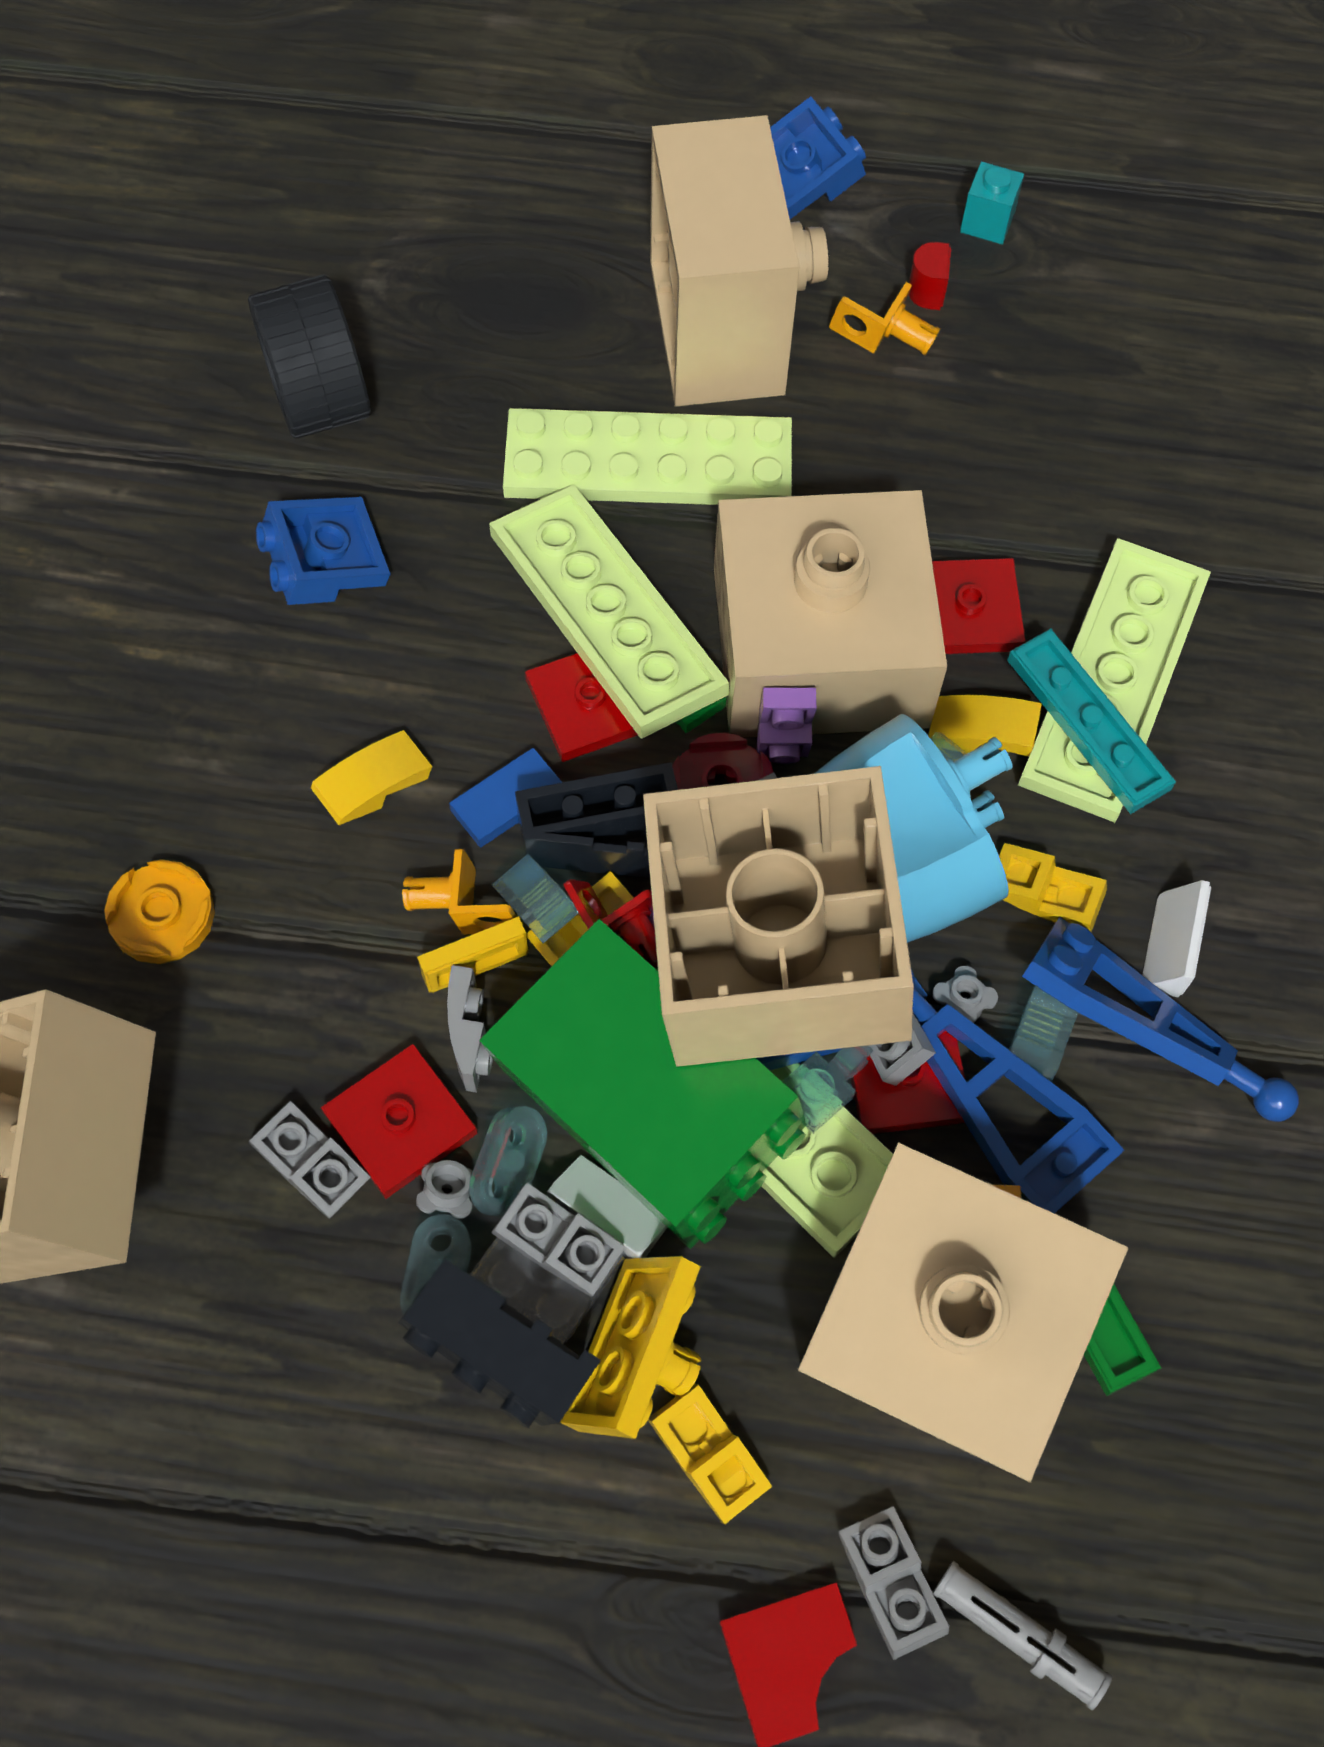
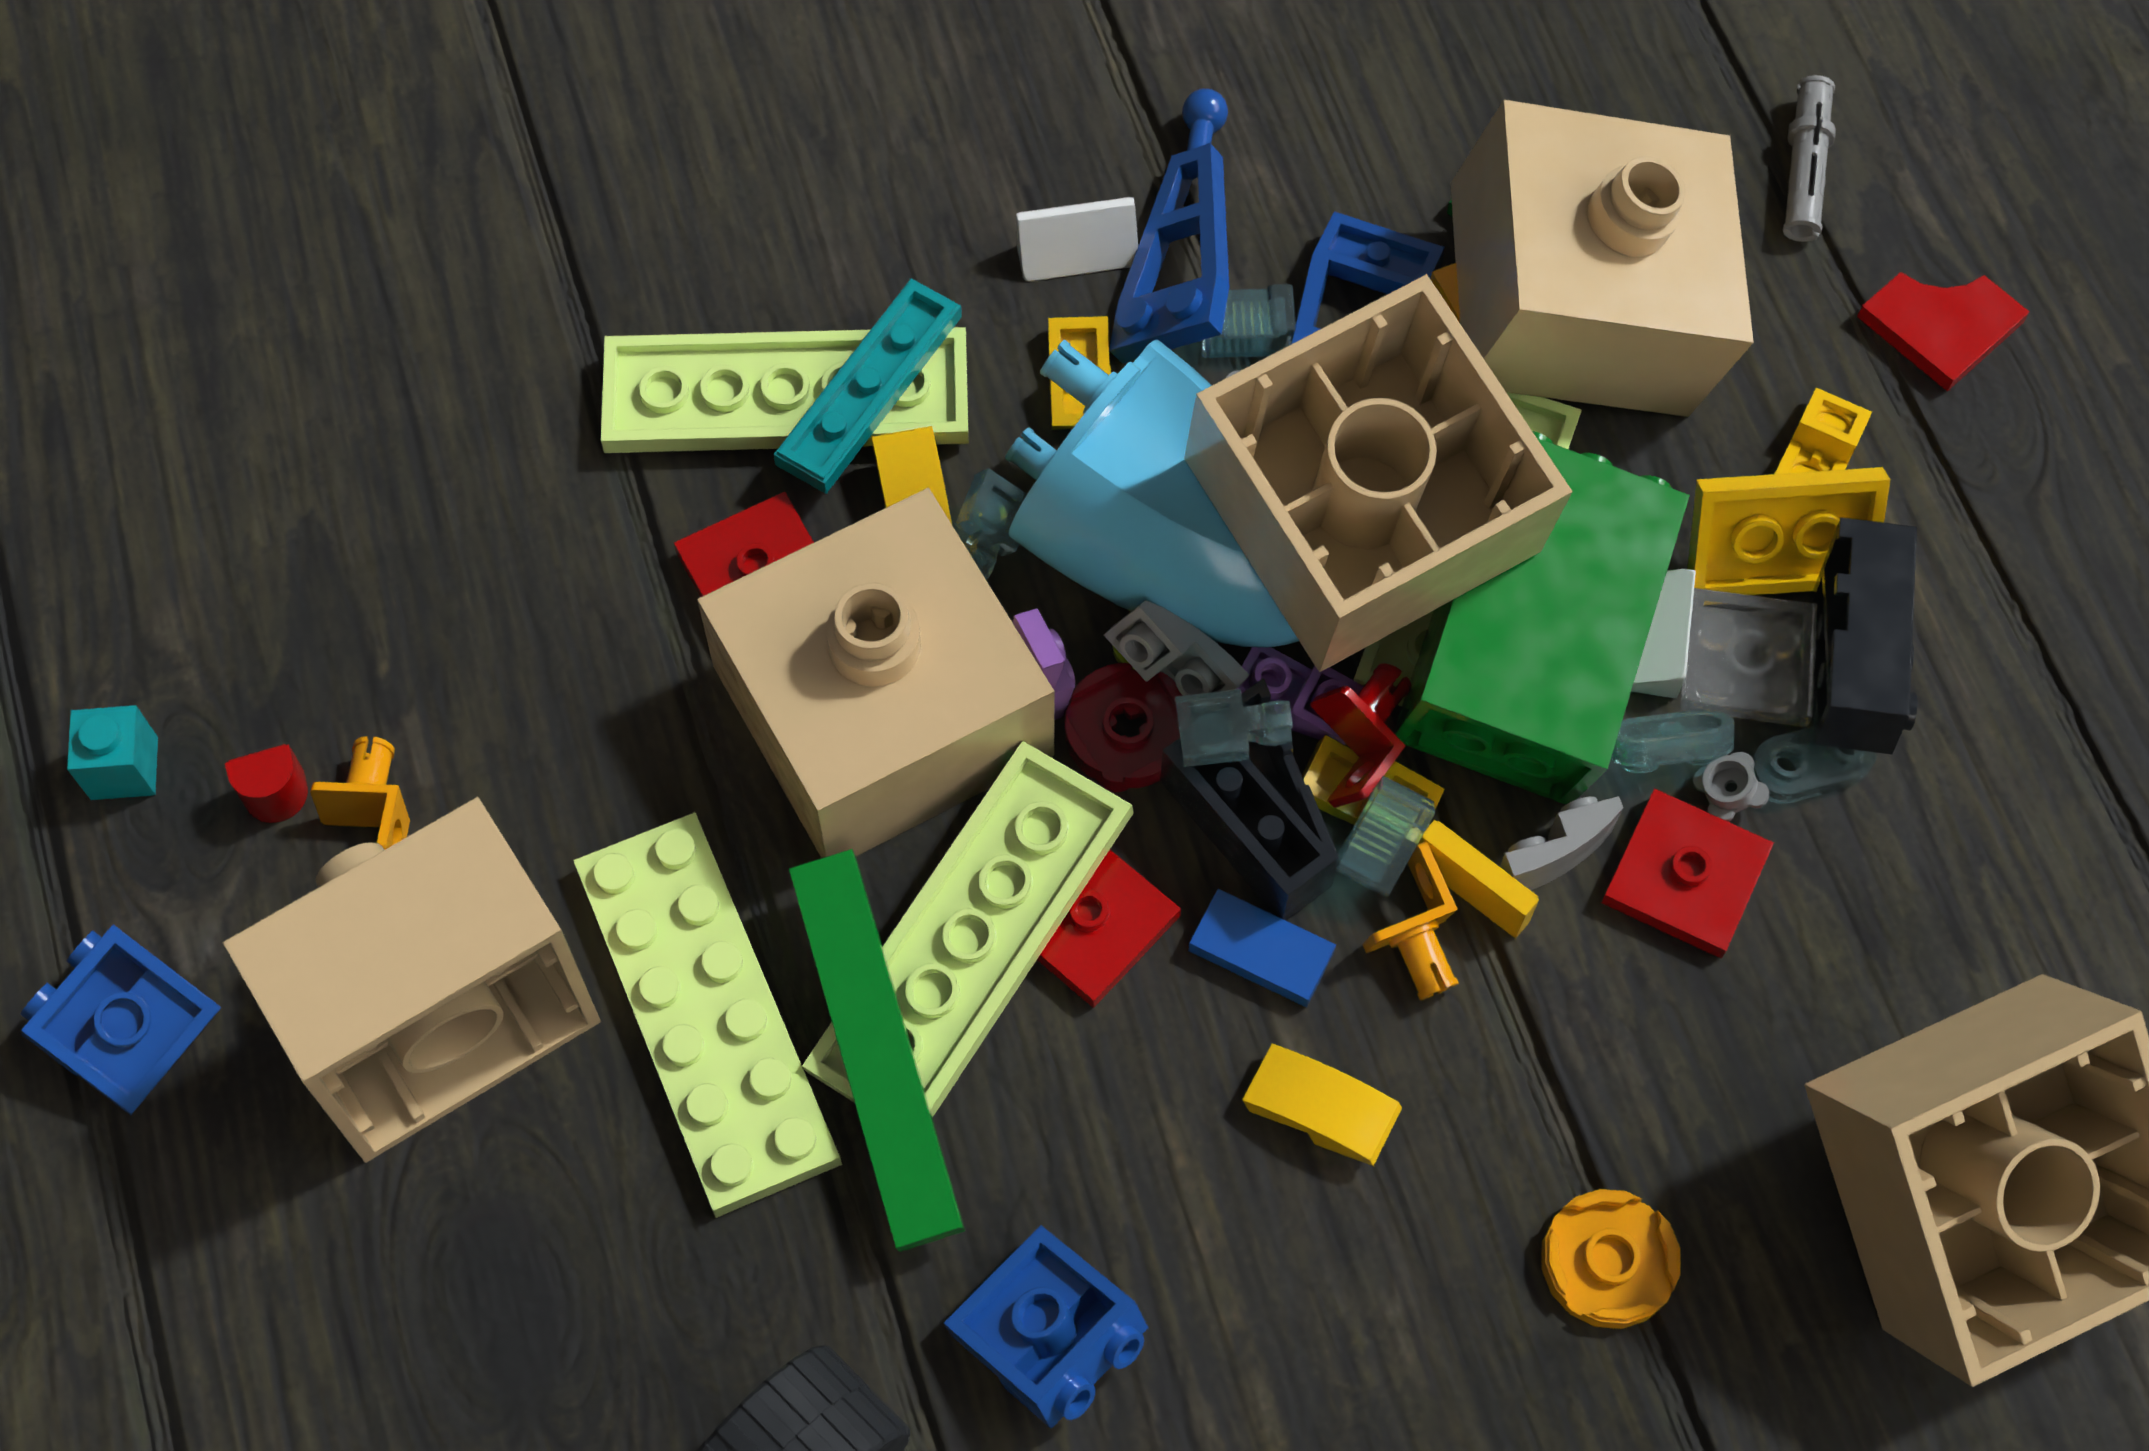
camera: 115 degrees left, 0 degrees up
(309, 1160) = (1781, 938): light grey slope -> none
(558, 517) = (876, 1051): none -> green tile
(558, 1240) = (1728, 644): light grey slope -> none
(656, 776) = (1218, 727): none -> clear light blue plate
(893, 1582) = (1830, 266): light grey slope -> none

